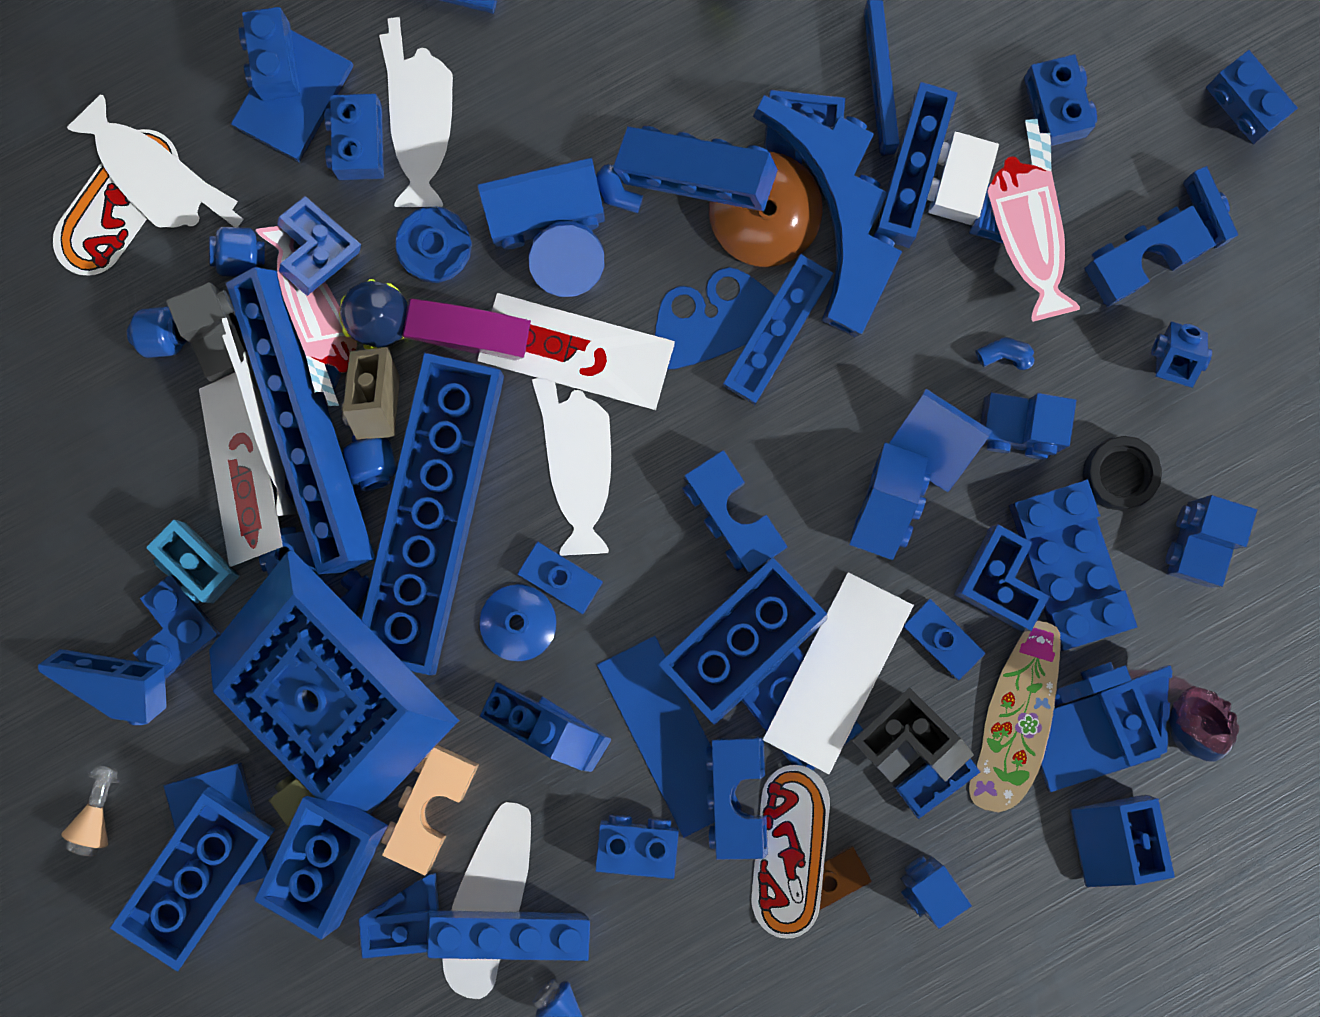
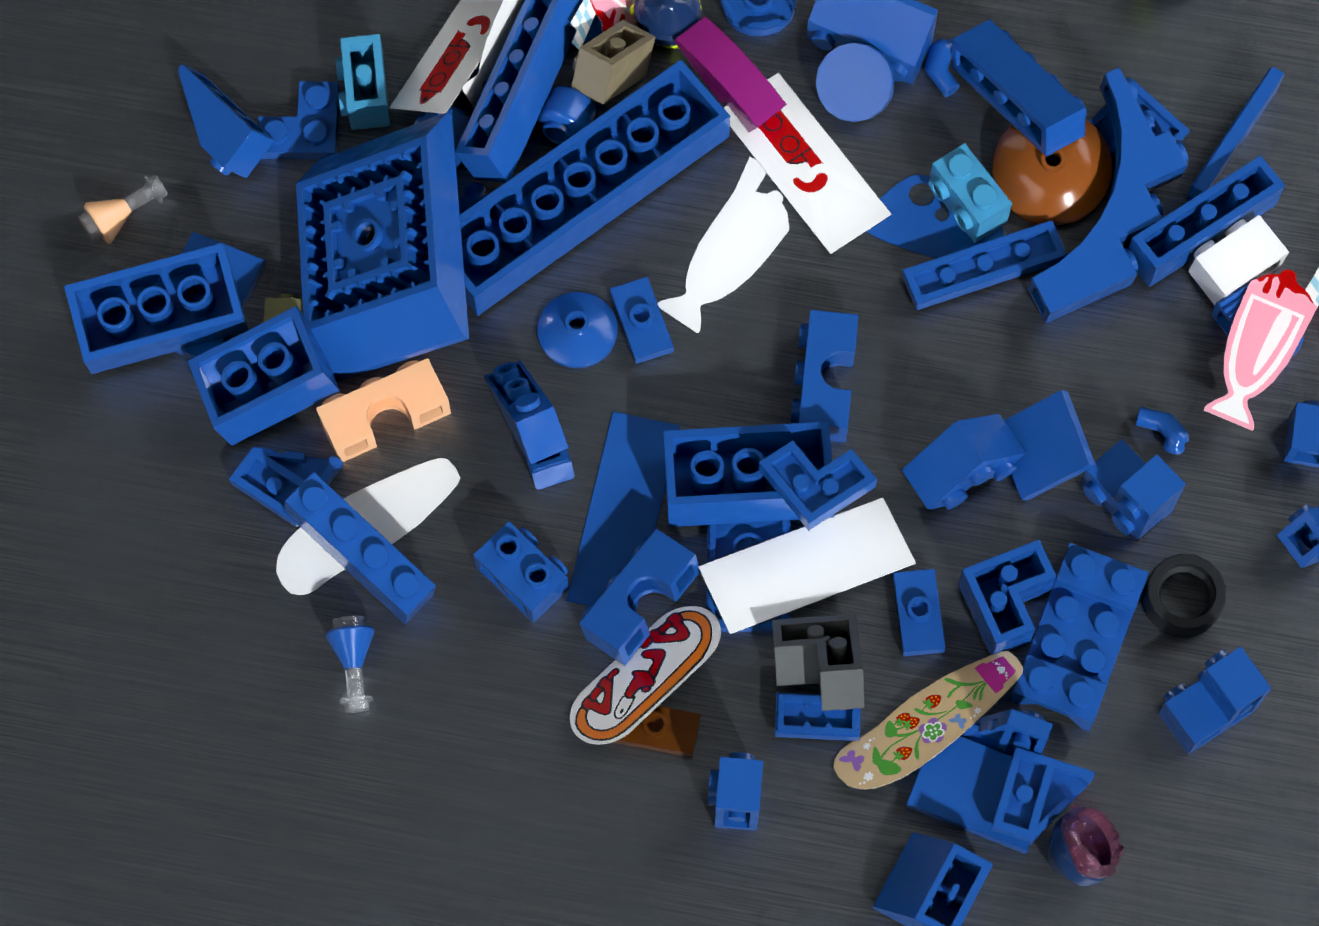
camera: 40 degrees right, 15 degrees down
(723, 282) = (969, 193): none -> dark azure brick
(812, 630) = (813, 492): none -> blue plate

